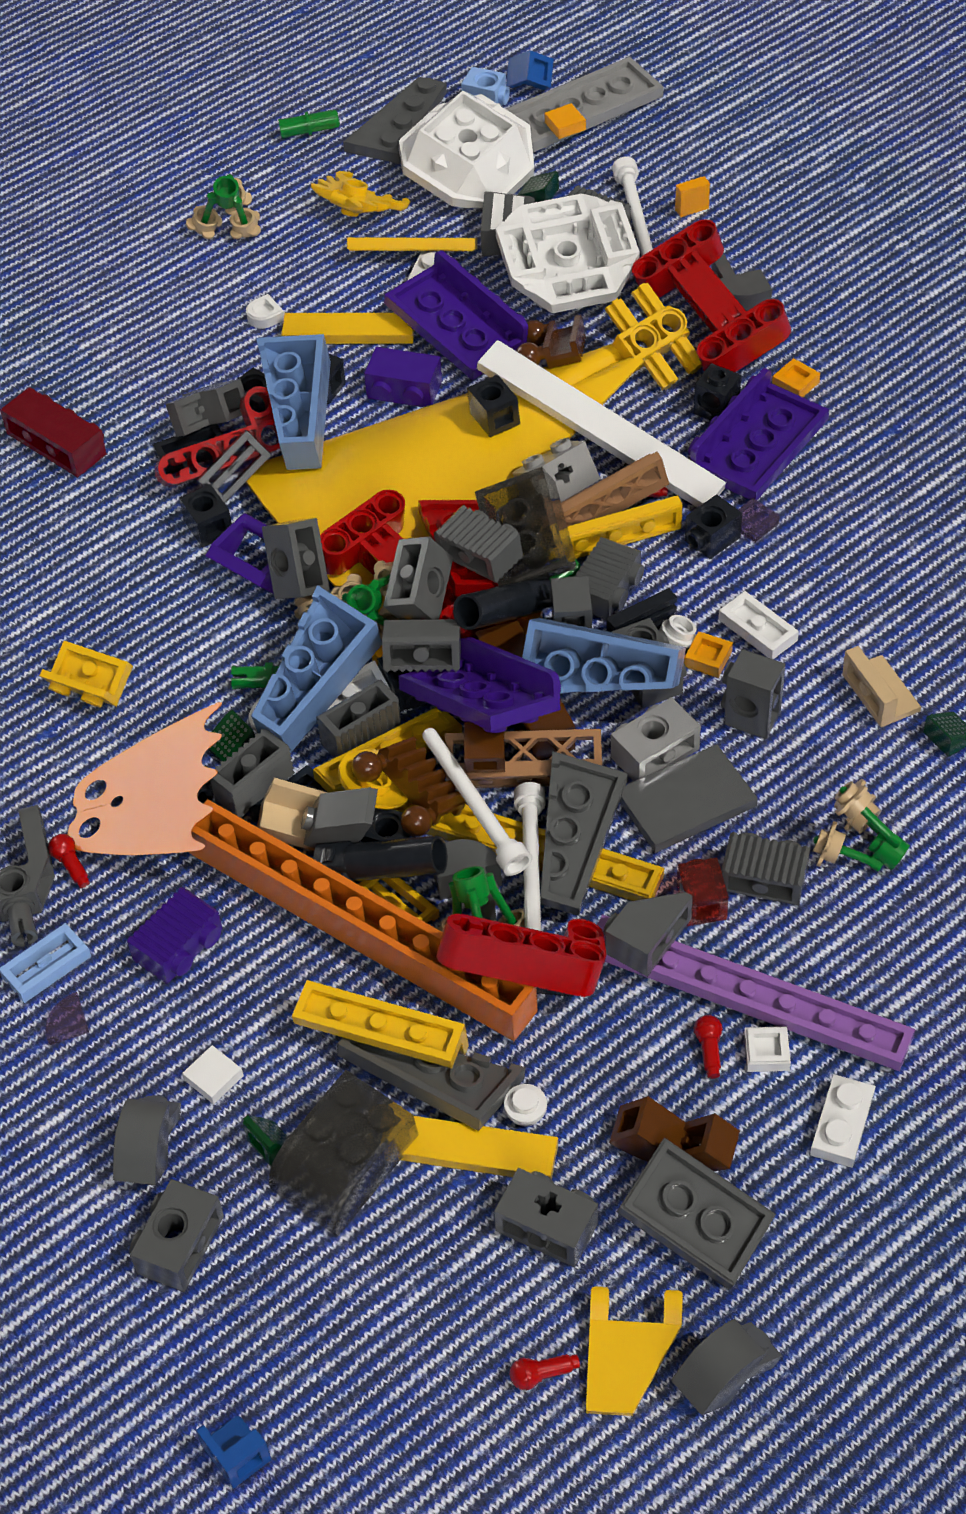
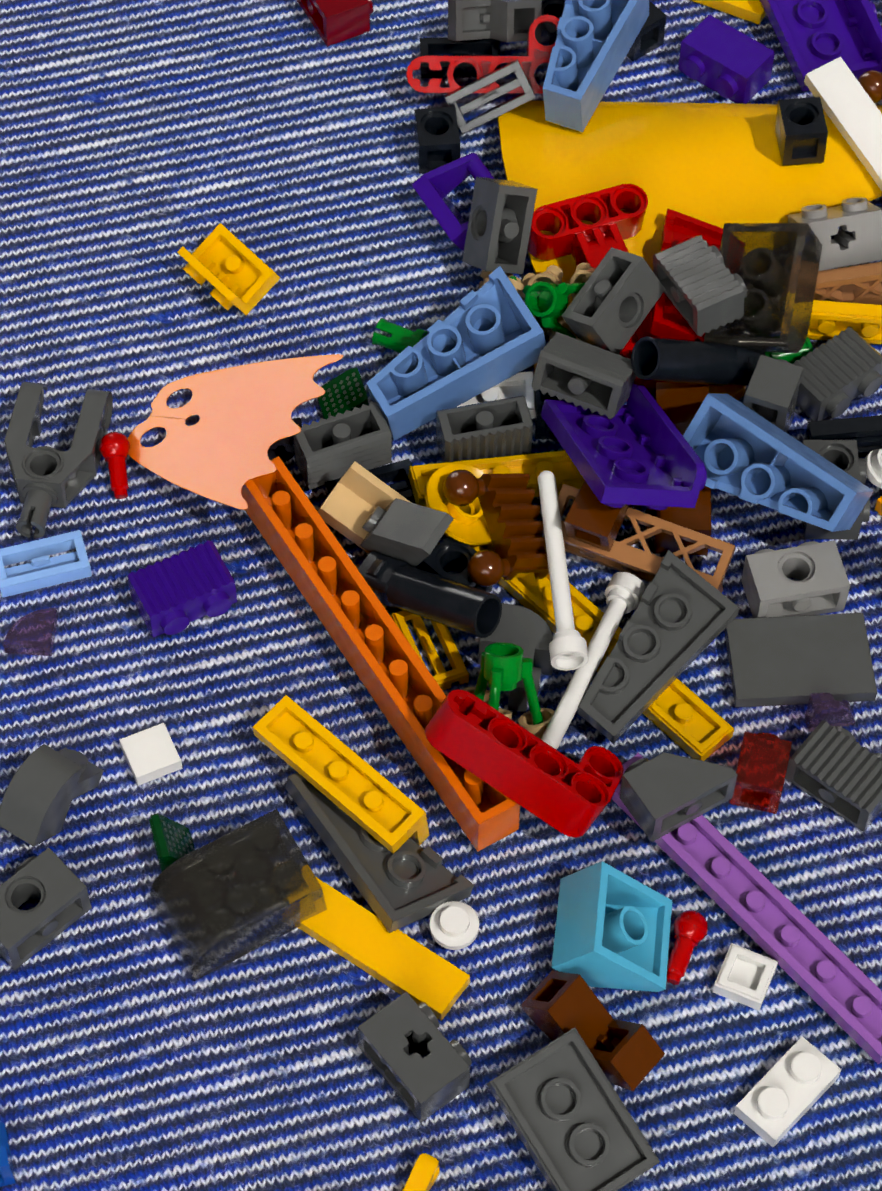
camera: 20 degrees right, 5 degrees up
(650, 1055) = (612, 930): none -> medium azure slope
(724, 824) = (824, 707): none -> clear purple tile

